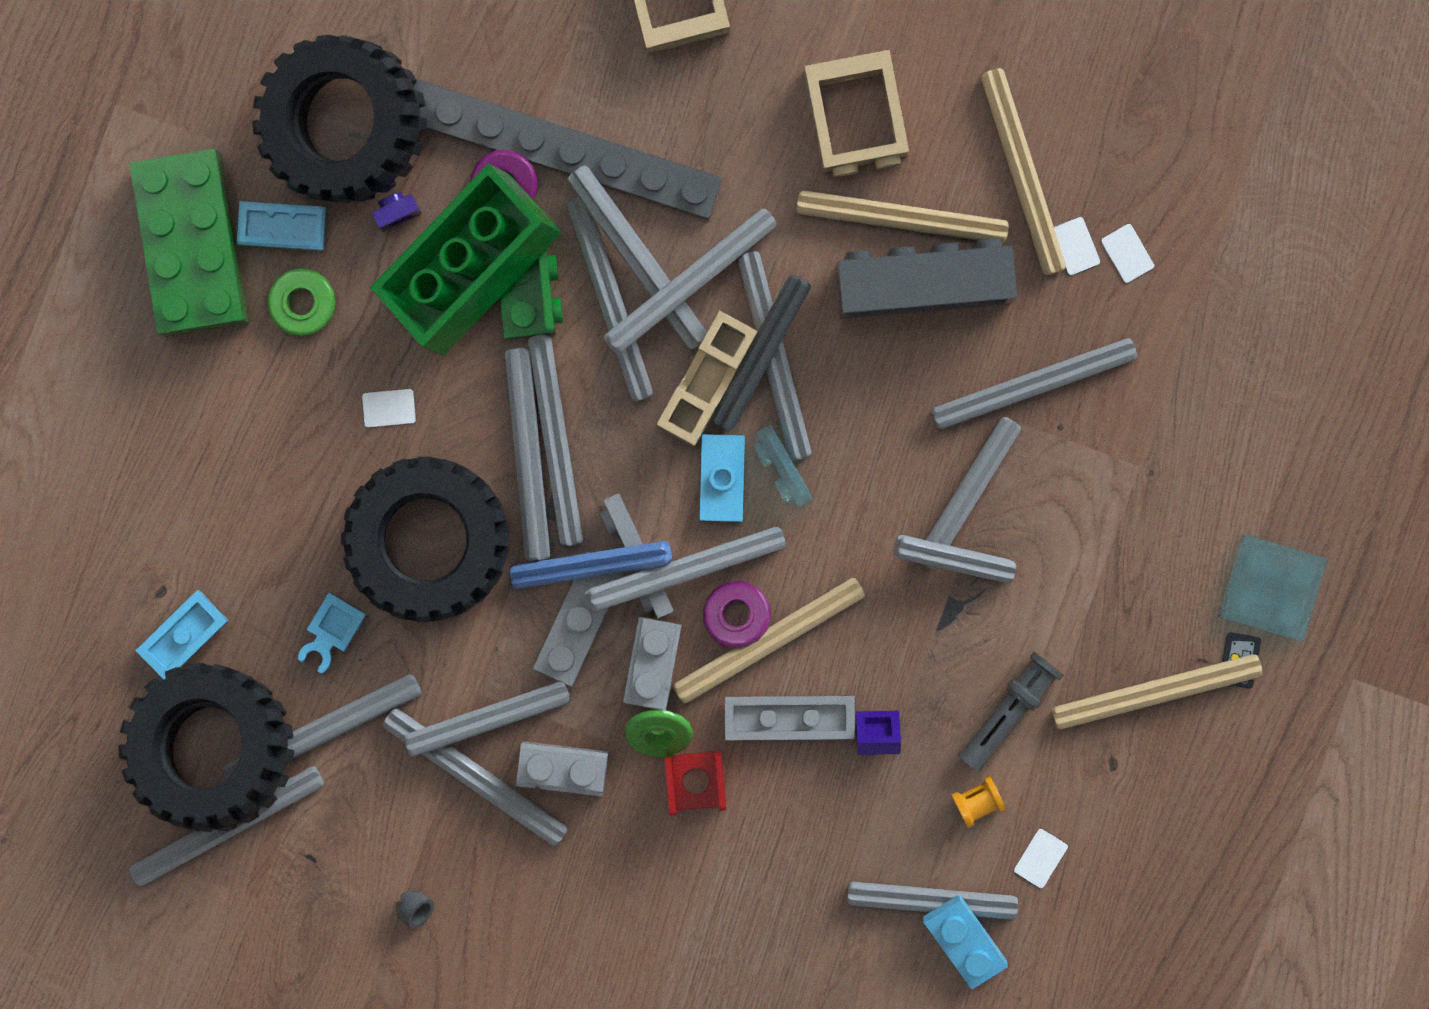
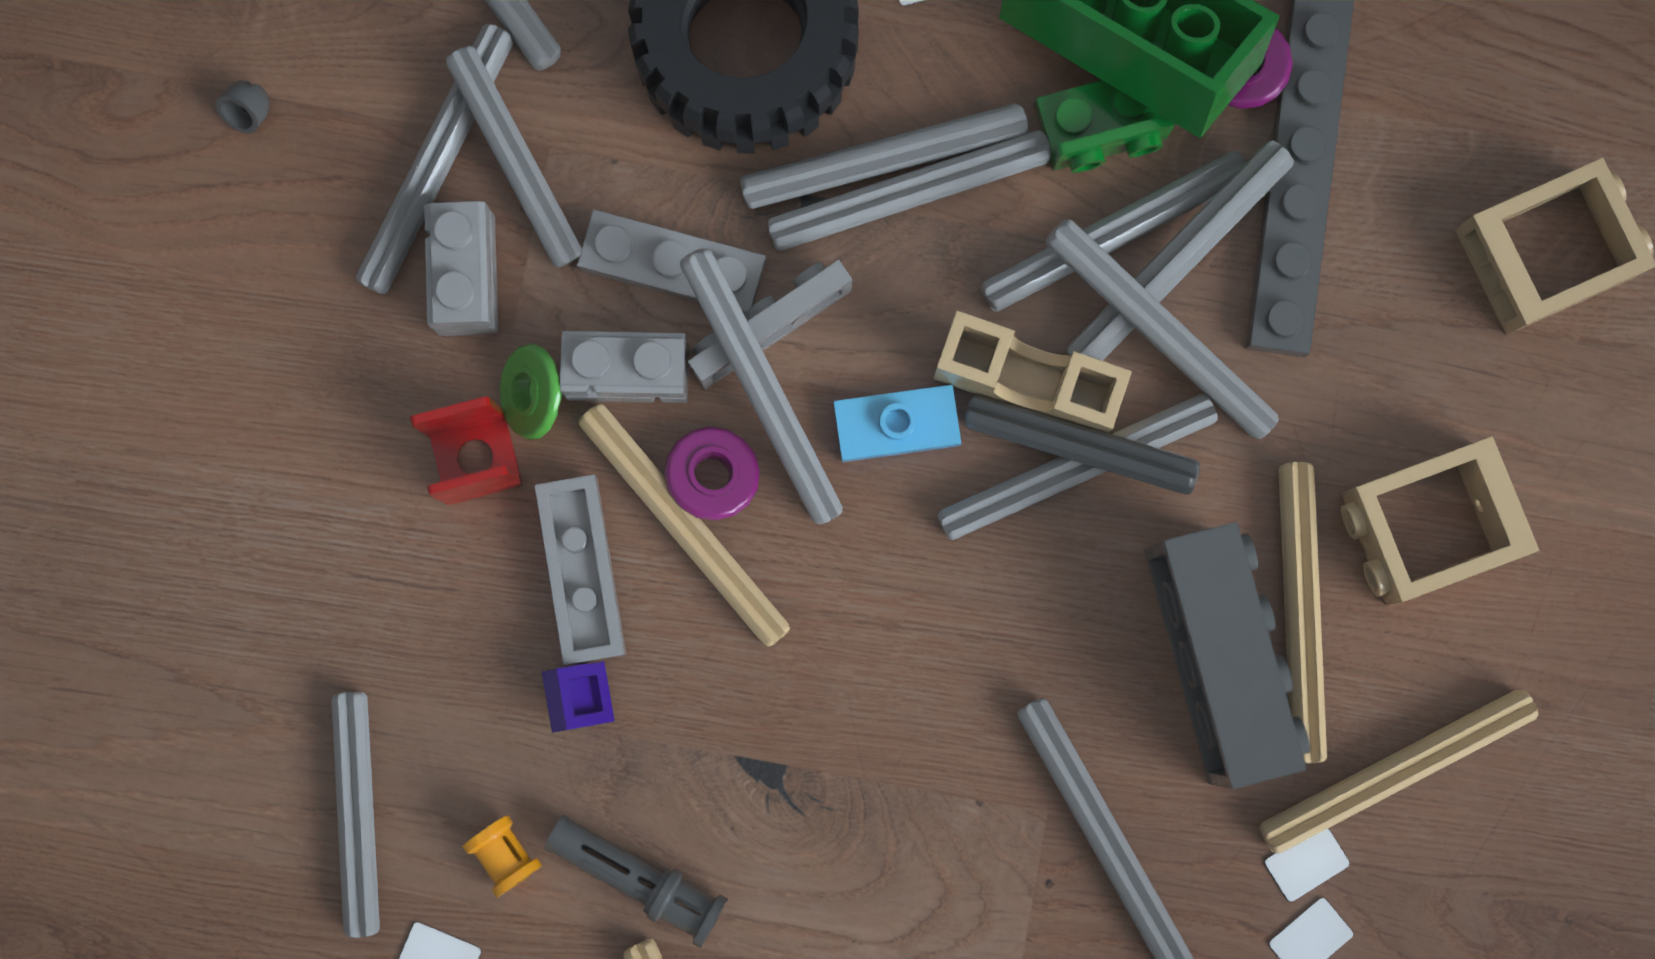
camera: 80 degrees right, 5 degrees down
(591, 565) = (747, 260): medium blue axle -> none
(790, 484) = (945, 484): clear light blue plate -> none
(954, 559) = (839, 763): light grey axle -> none
(965, 941) = (301, 870): medium azure plate -> none
(974, 482) = (935, 768): light grey axle -> none

